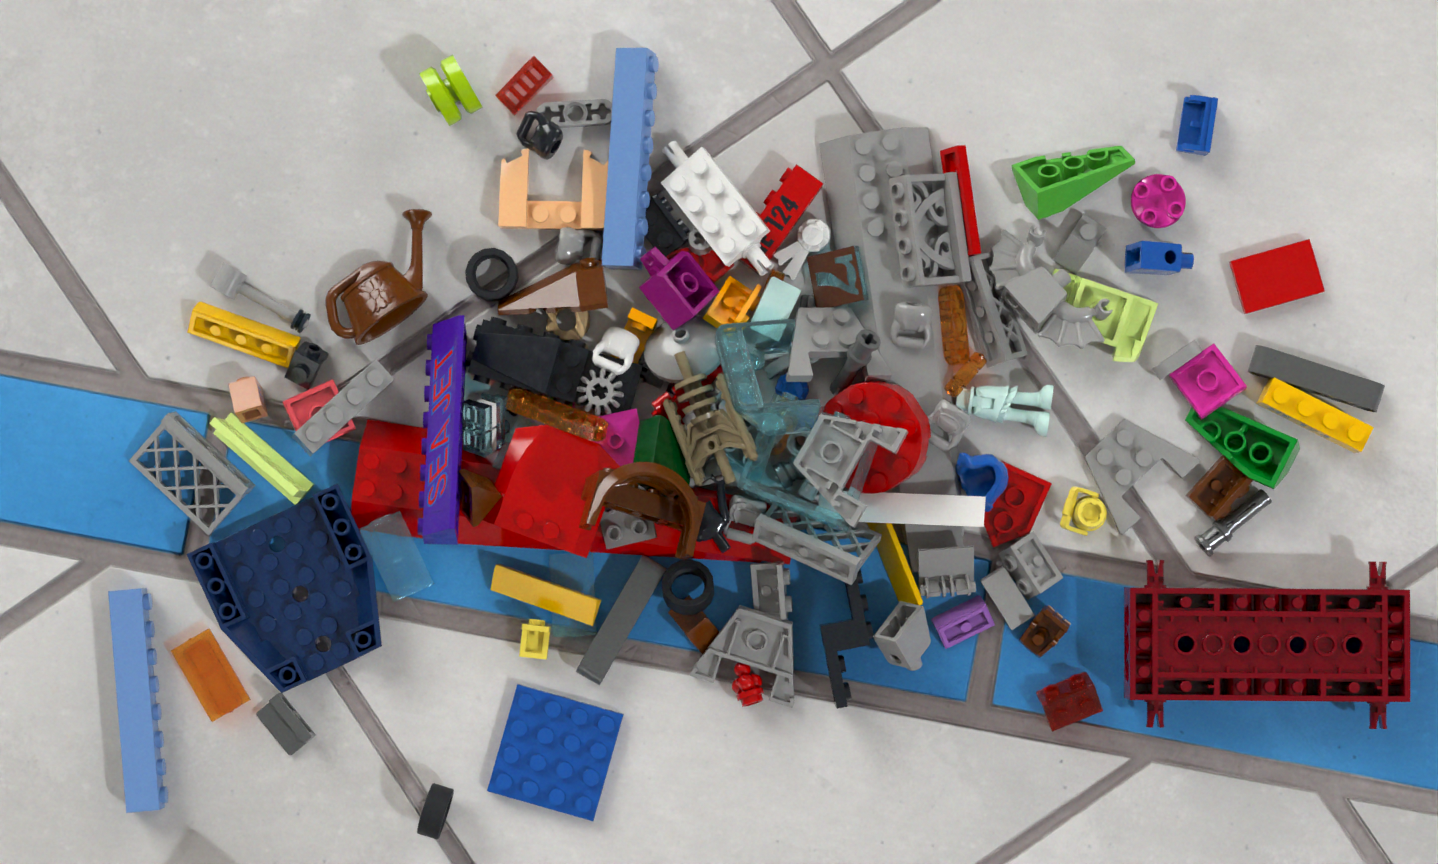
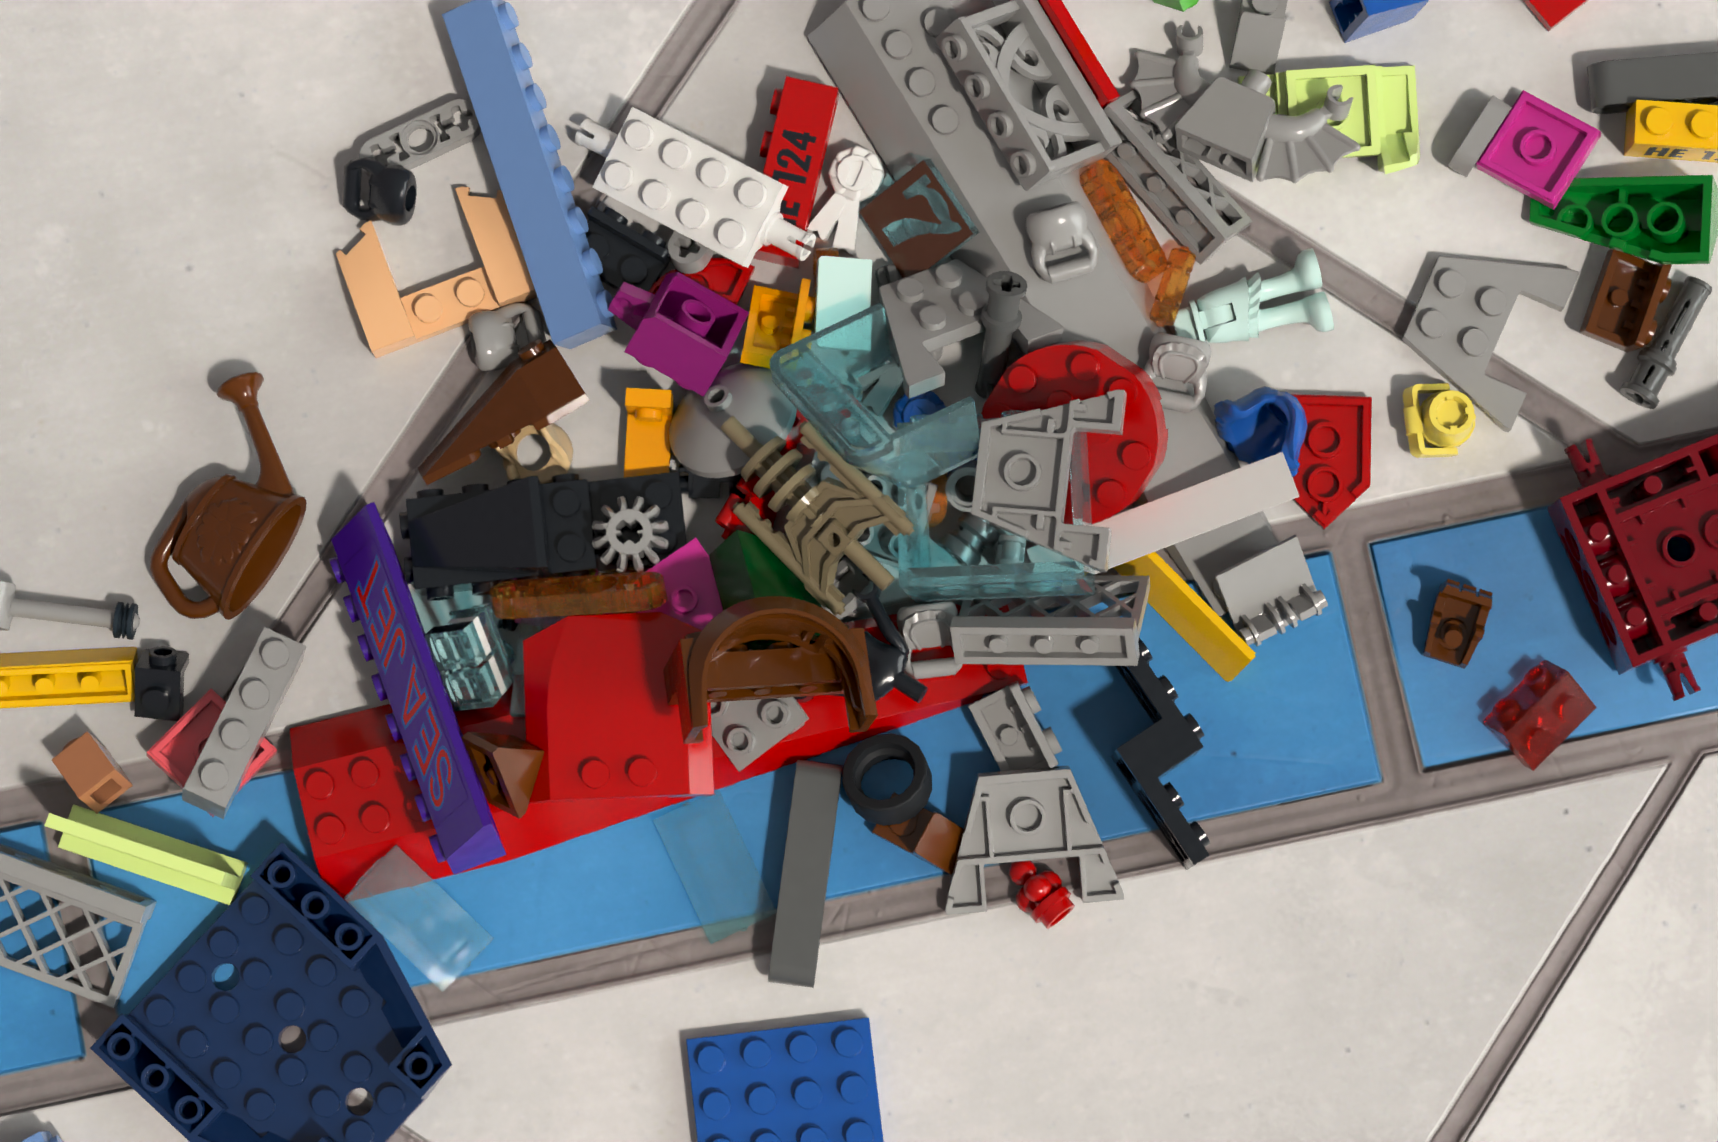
camera: 30 degrees left, 5 degrees down
(450, 90) = (212, 182): lime wheel -> none
(475, 261) = (388, 396): black tyre -> none
(531, 92) = (318, 106): clear red slope -> none
(535, 639) = (685, 958): light yellow bracket -> none
(545, 594) = (672, 882): yellow slope -> none
(617, 343) = (628, 452): white piece -> none
(904, 636) = (1249, 716): light grey torso -> none
(962, 621) = (1327, 661): medium lavender slope -> none
(1007, 597) = (1378, 596): light grey slope -> none
(1030, 566) = (1392, 534): light grey bracket -> none

